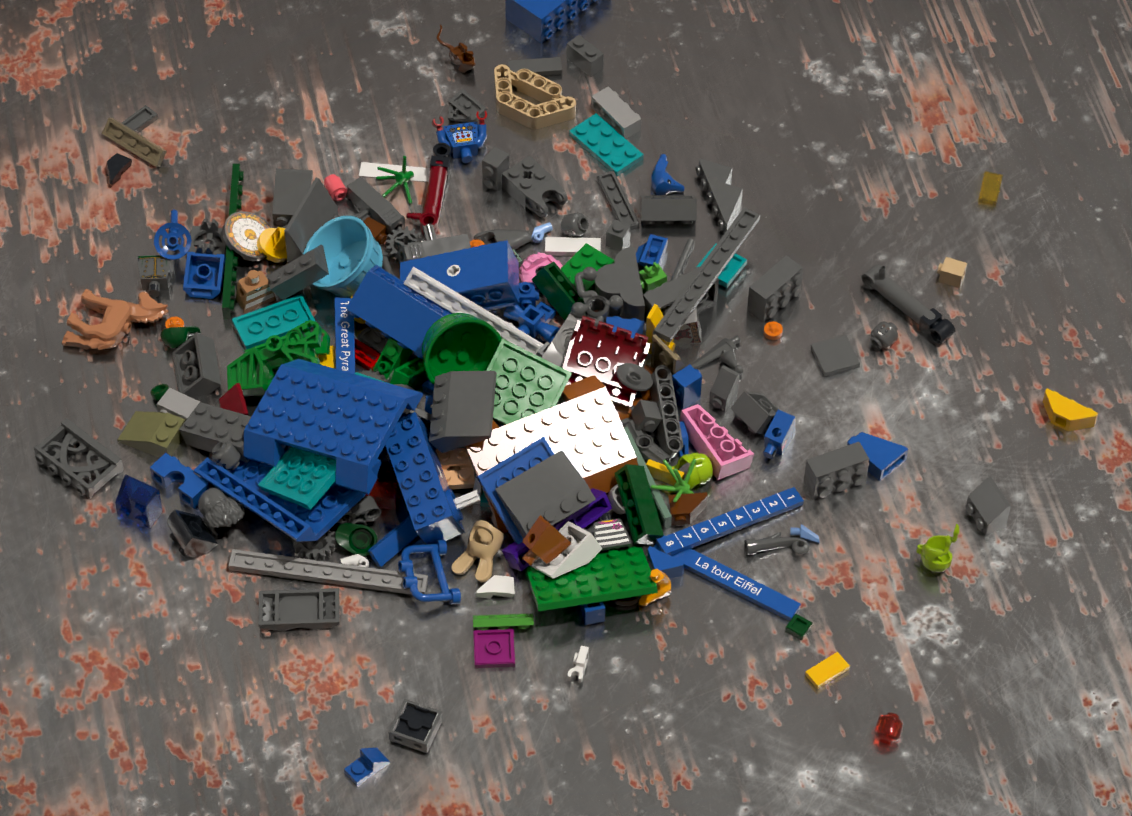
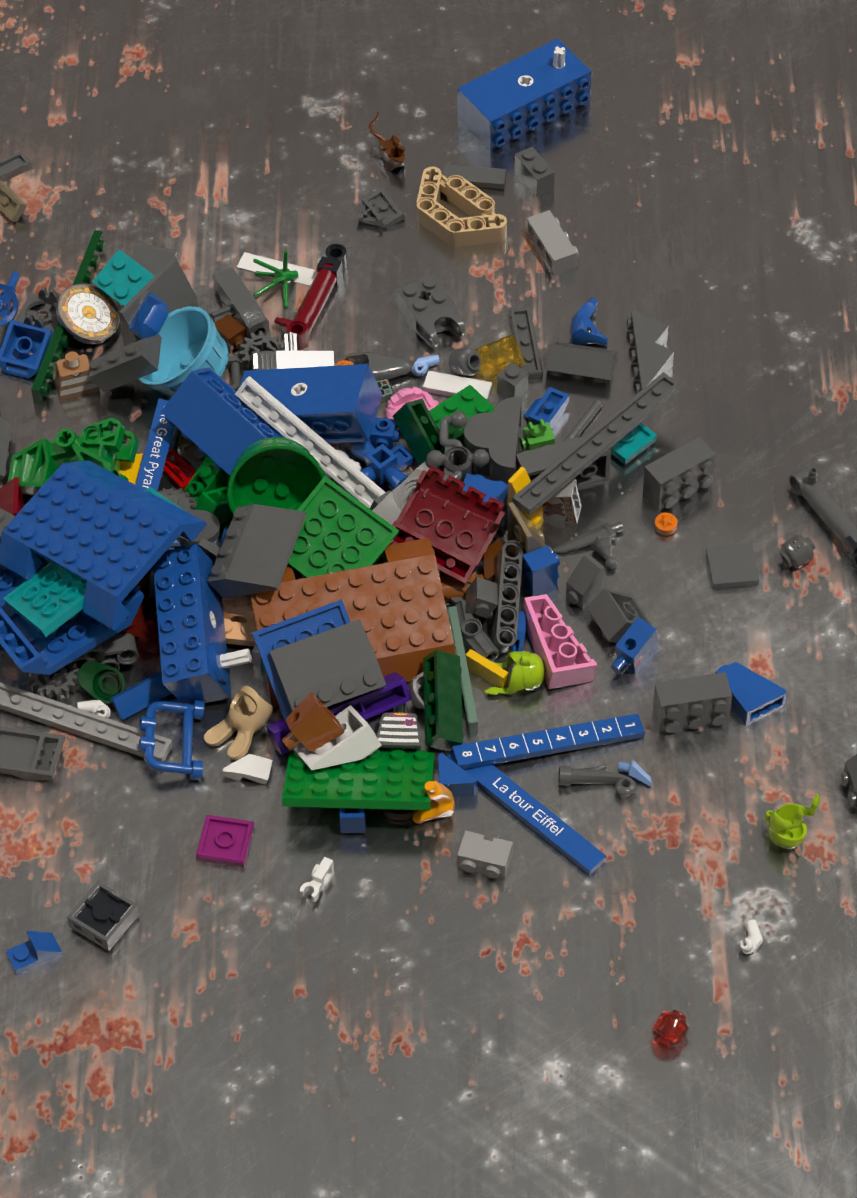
camera: 15 degrees right, 0 degrees up
(271, 320) = (85, 411): teal plate -> none
(273, 244) = (108, 329): yellow tile -> none
(274, 203) = (122, 278): none -> teal plate
(308, 231) = (149, 317): none -> blue slope
(335, 187) = (203, 275): coral brick -> none
(463, 138) = (366, 243): blue torso -> none
(492, 168) = (387, 279): dark grey brick -> none
(503, 621) = (244, 810): bright green plate -> none
(602, 215) = (499, 355): none -> clear yellow bracket
(606, 144) = (531, 277): teal plate -> none
(634, 377) = (477, 549): dark grey dish -> none
(680, 486) = (500, 688): bright green plant -> none
(686, 507) = (500, 714): reddish brown slope -> none
(706, 621) = (484, 855): none -> light grey brick
(798, 626) = (596, 883): dark green tile -> none
(827, 670) = (616, 943): yellow tile -> none
(933, 646) = (754, 938): none -> white arm

